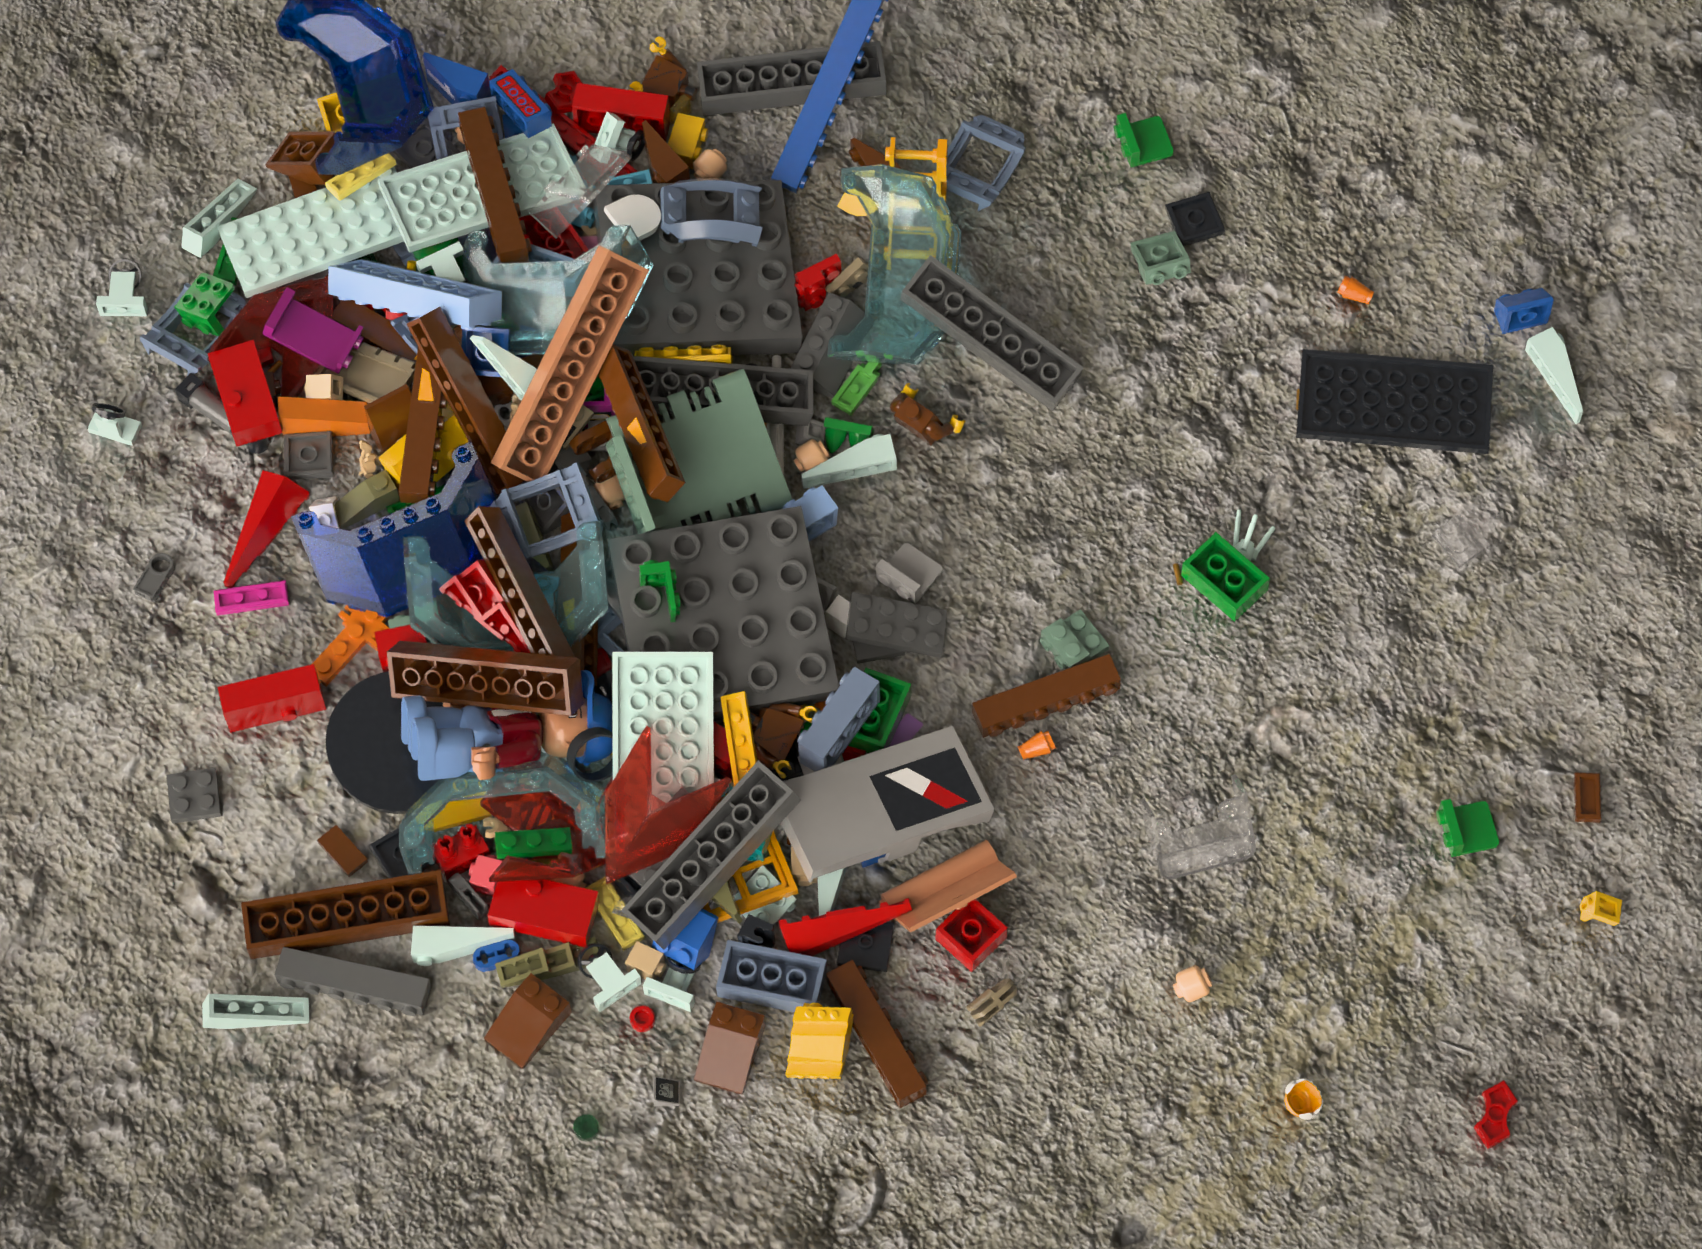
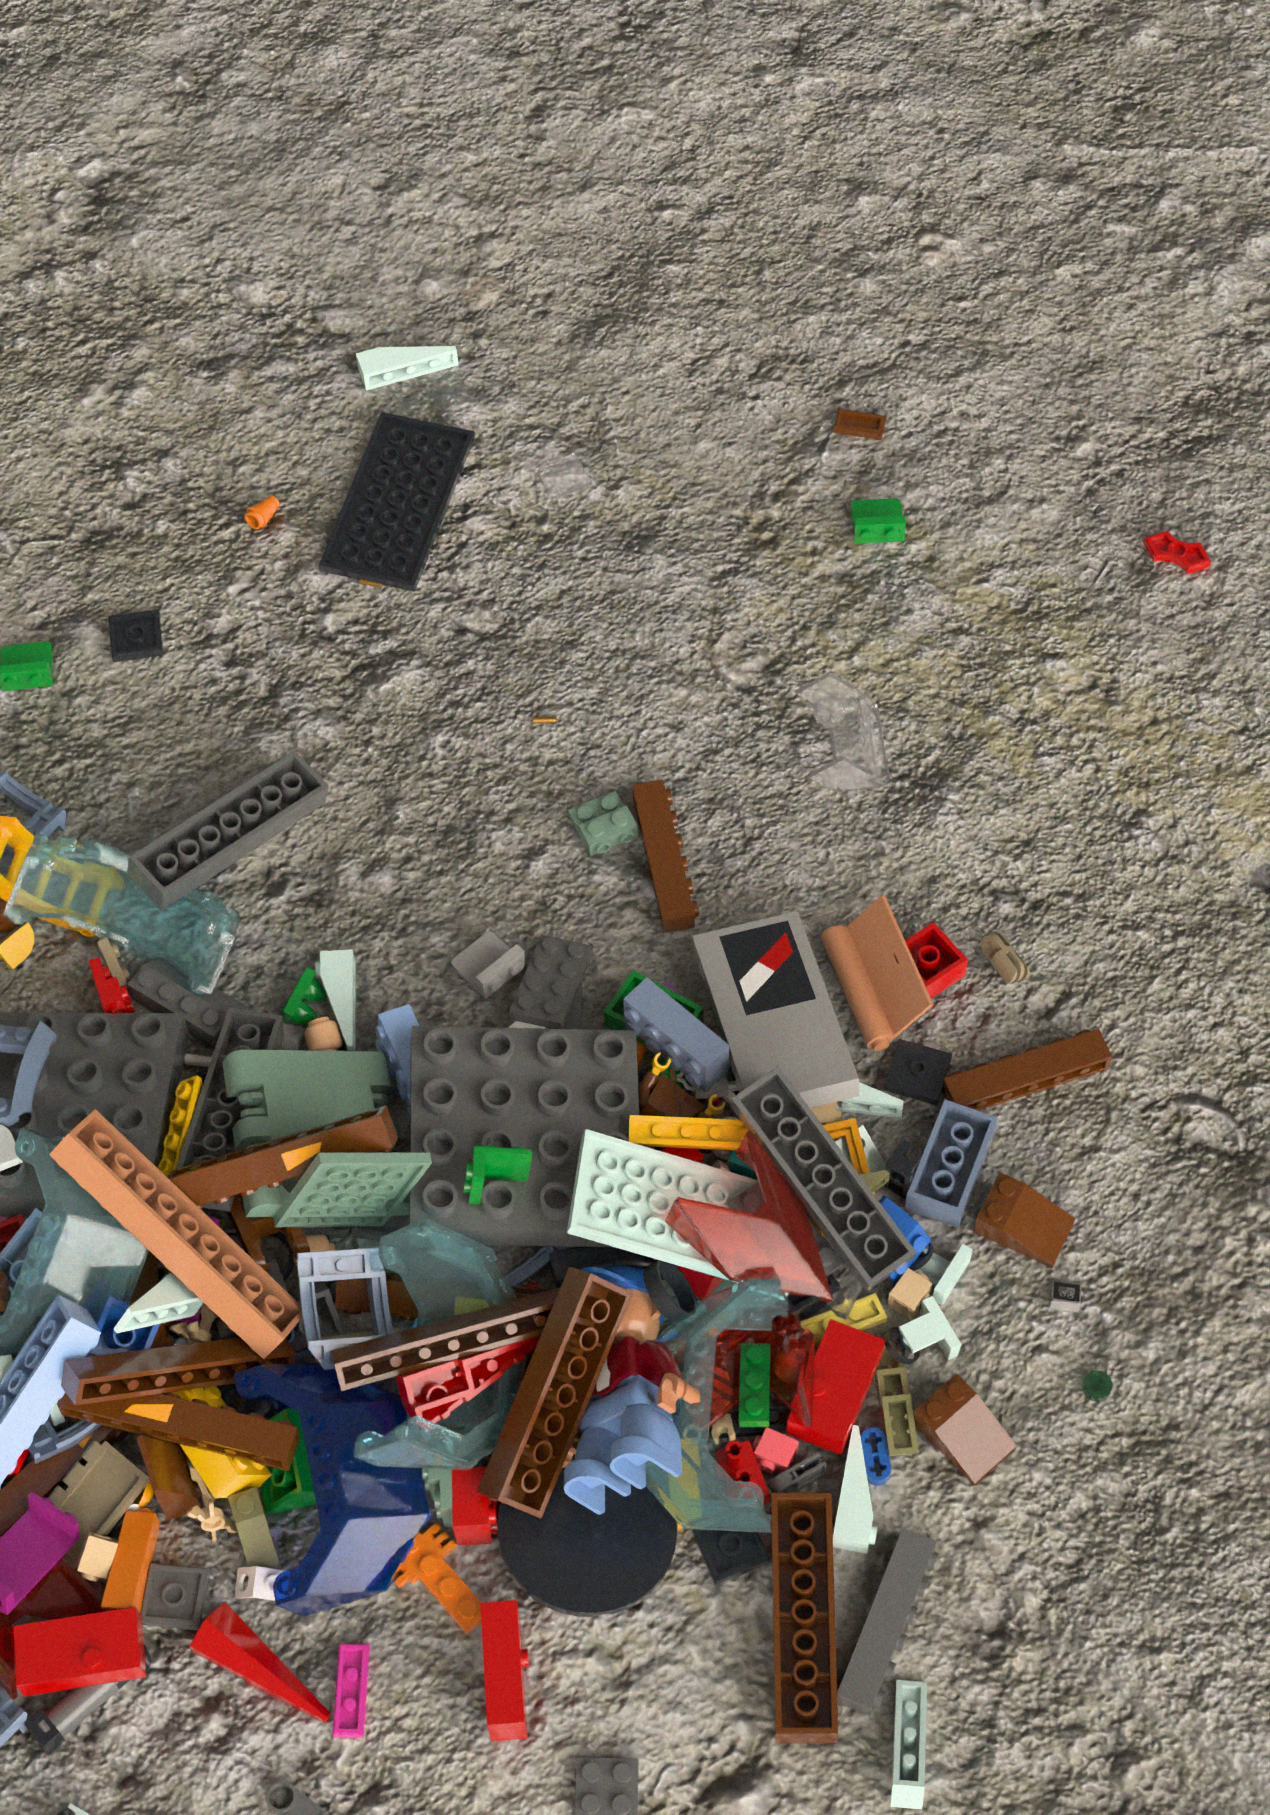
camera: 80 degrees left, 5 degrees down
(342, 851) = (713, 1617): reddish brown tile -> none
(642, 1018) = (973, 1309): red tile -> none
(819, 1041) = (1034, 1121): yellow slope -> none
(834, 927) = (908, 1111): red wedge -> none
(856, 387) = (248, 983): bright green hinge -> none
(921, 420) = (305, 923): reddish brown torso -> none
(1037, 745) = (718, 872): orange cone -> none
(1161, 258) = (174, 670): sand green plate -> none
(1192, 983) = (1010, 774): light nougat head -> none
(1225, 576) = (564, 671): green brick -> none
(1246, 546) = (533, 653): light aqua plant -> none
(1303, 1099) = (1147, 701): light orange hair -> none
(1523, 310) = (325, 375): blue slope -> none
(1601, 907) = (978, 433): yellow bracket -> none

